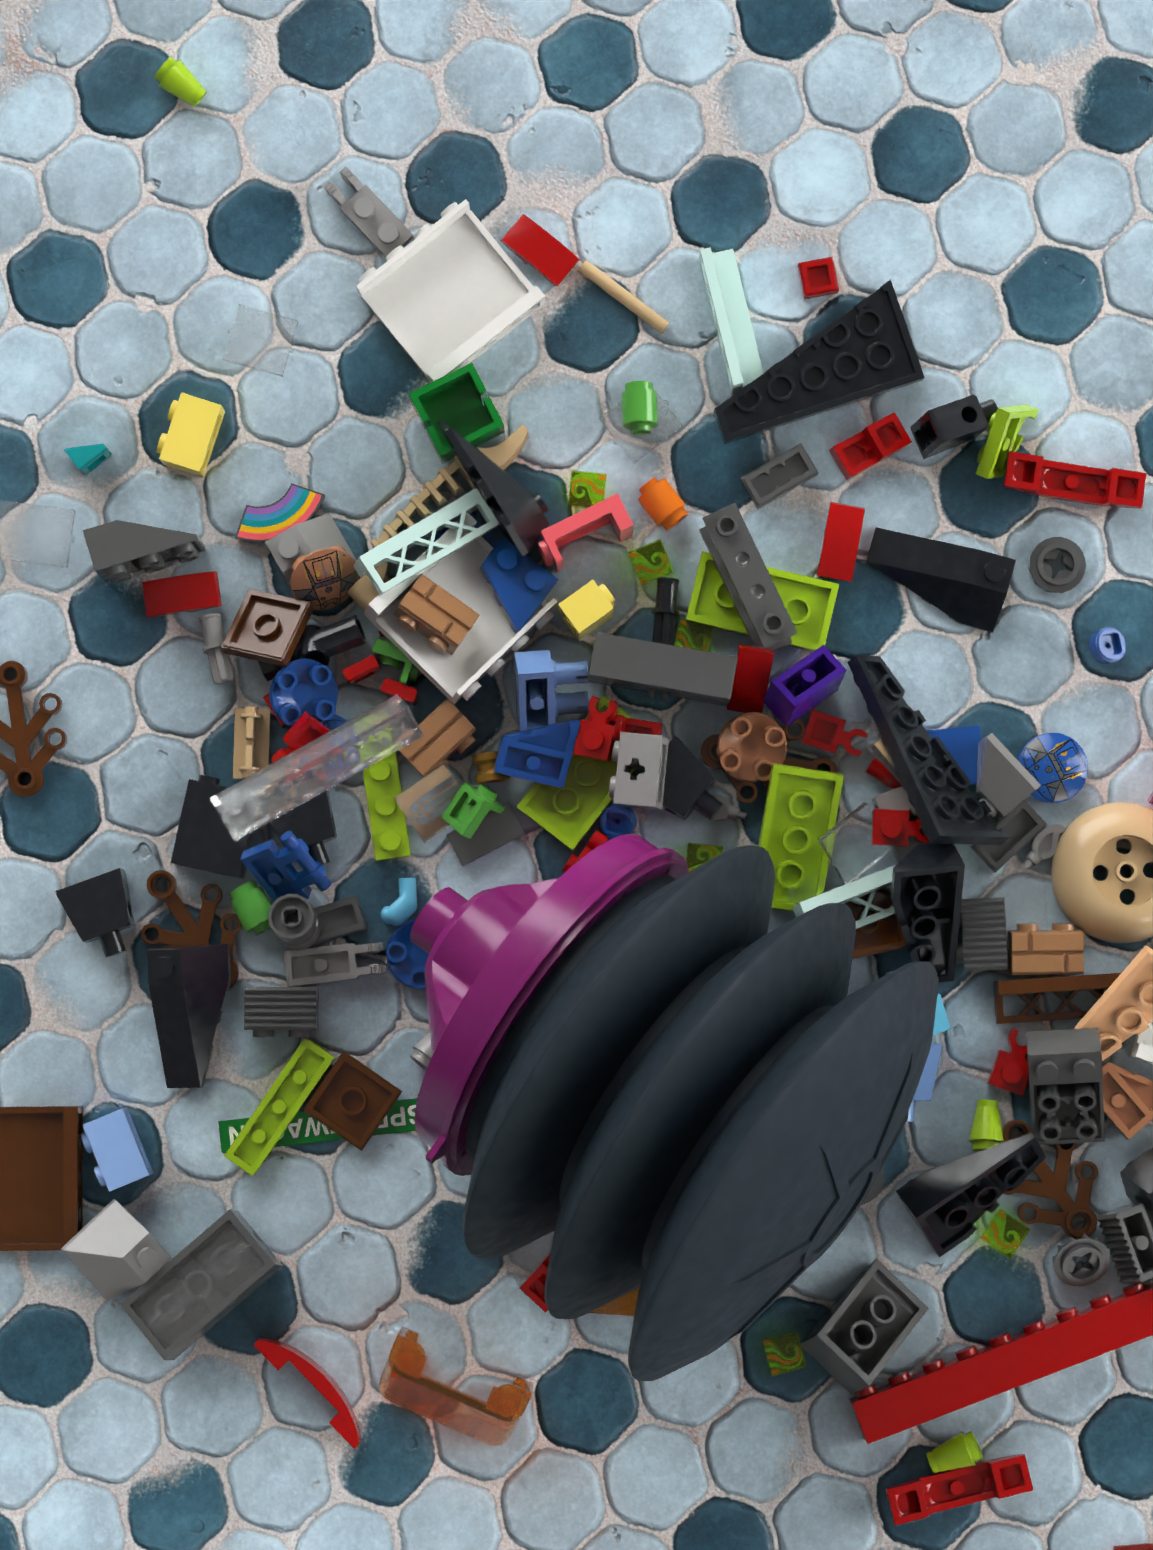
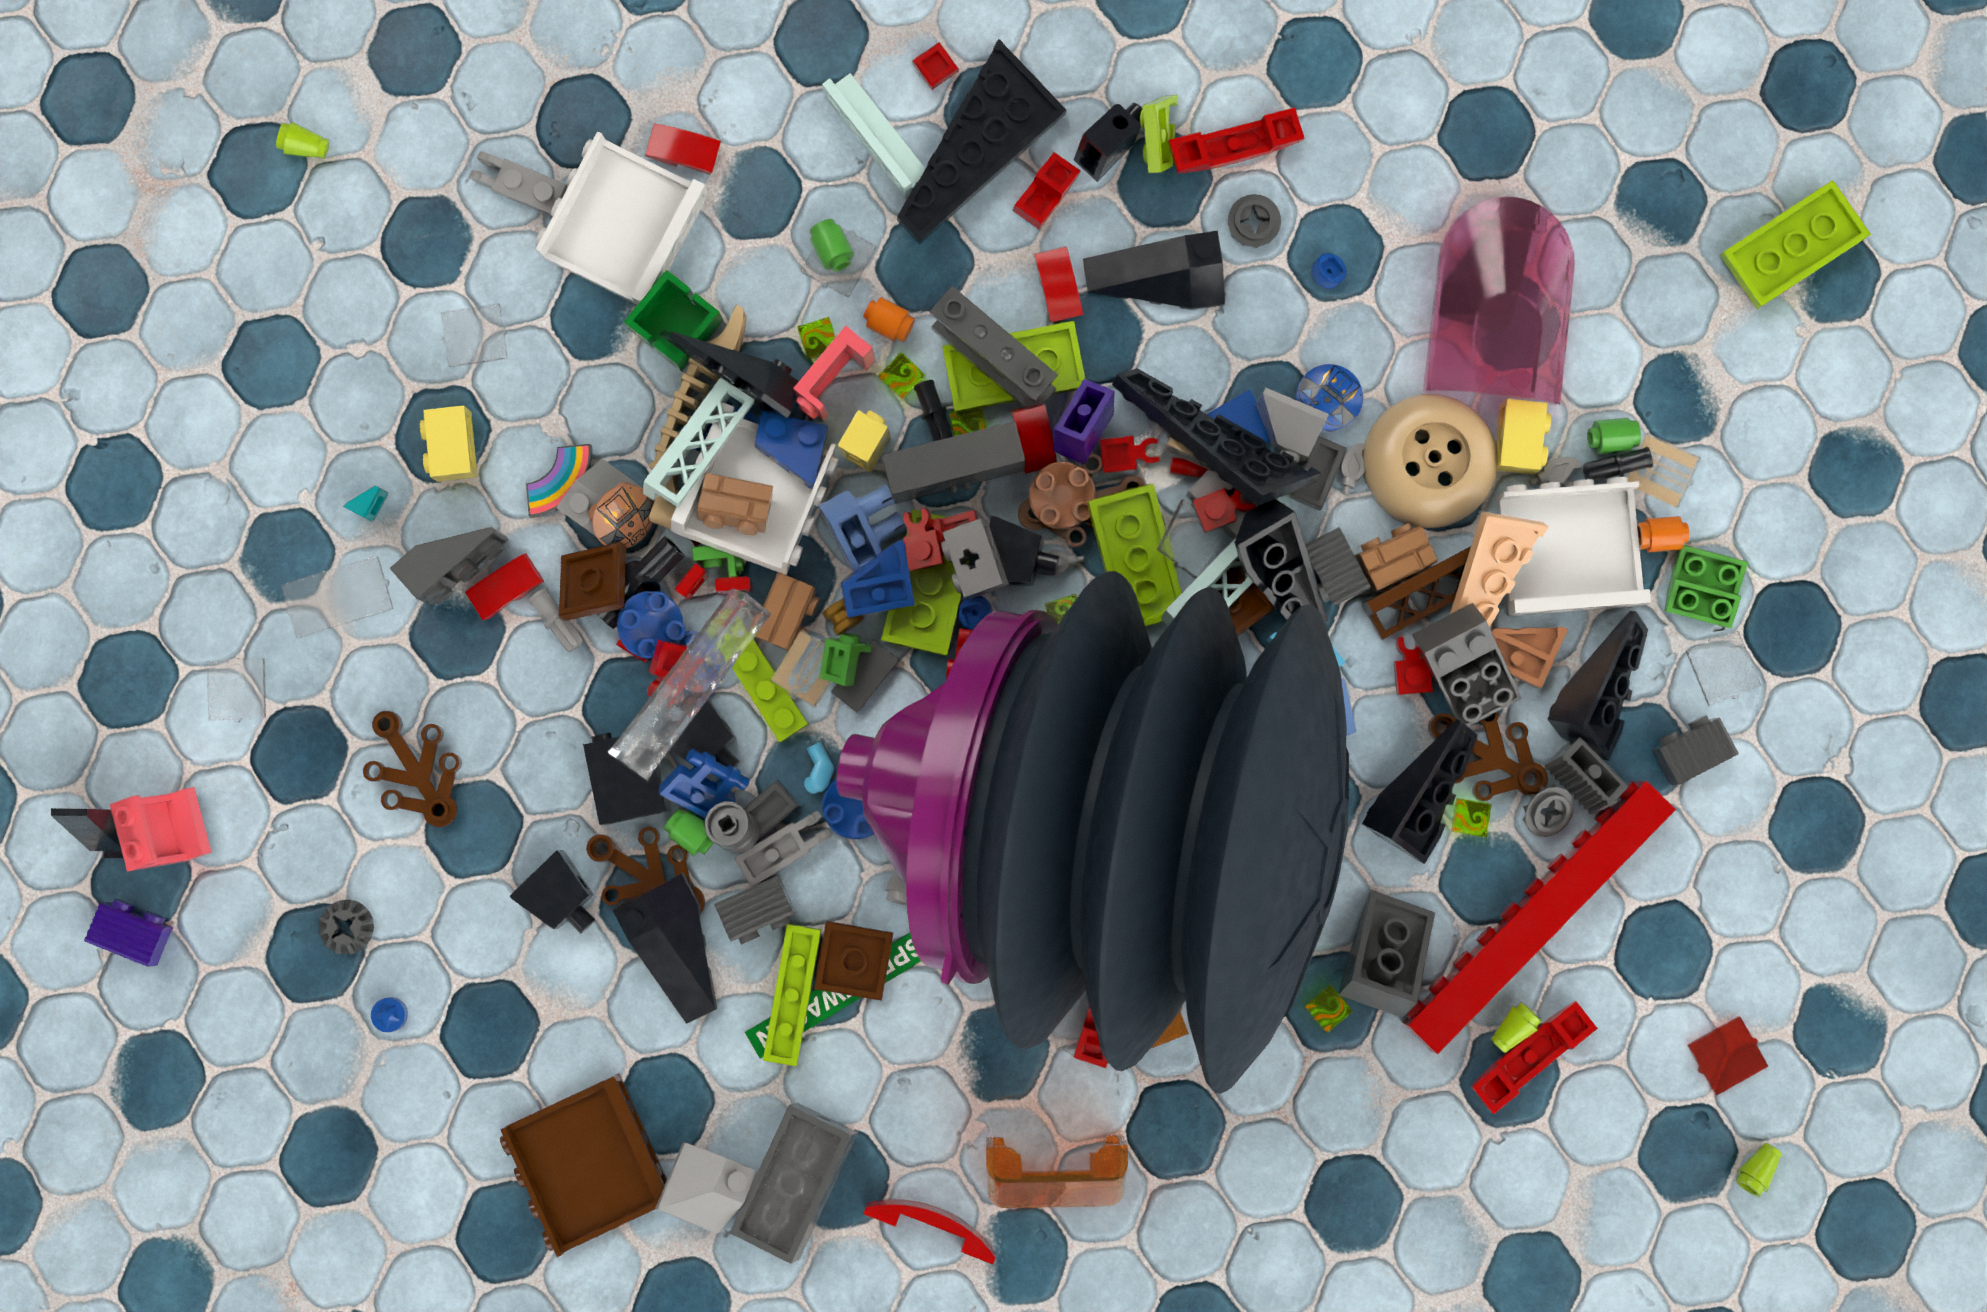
camera: 25 degrees left, 0 degrees up
(116, 1149) = (665, 1098): light blue brick -> none
(251, 741) = (622, 687): tan hinge -> none
(623, 296) = (774, 157): tan bar -> none
(779, 476) = (979, 251): dark grey plate -> none
(986, 1126) = (1413, 732): lime cone -> none

